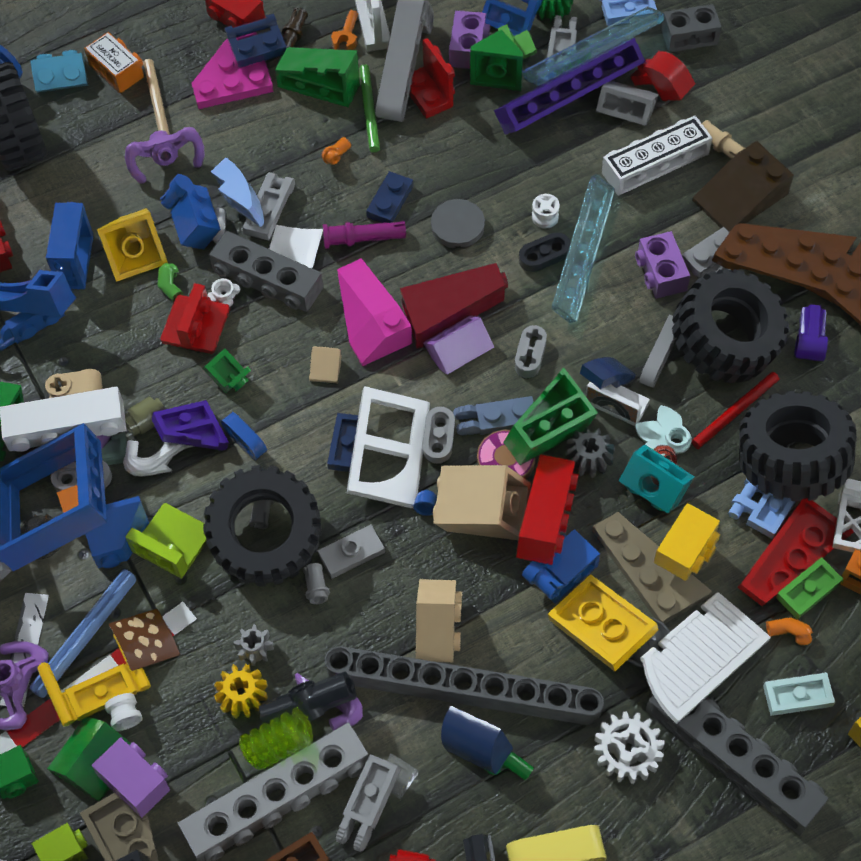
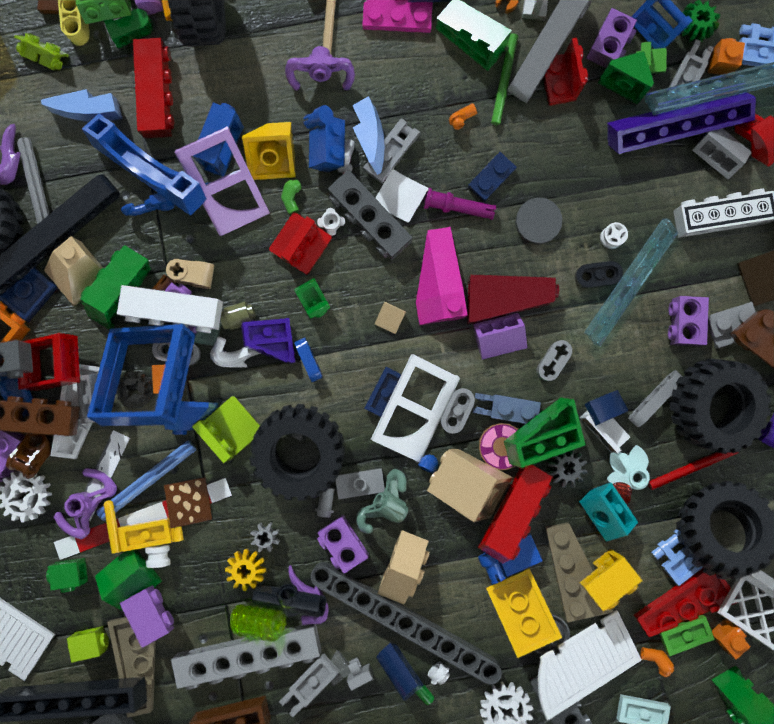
camera: 20 degrees right, 25 degrees up
(96, 323) = (223, 218): none -> lavender window
(358, 616) = (348, 541): none -> medium lavender brick
(390, 556) = (386, 503): none -> sand green piece
(426, 767) = (359, 675): none -> light grey tile
(528, 735) = (439, 673): none -> white plate
(592, 18) = (726, 56): none -> orange brick

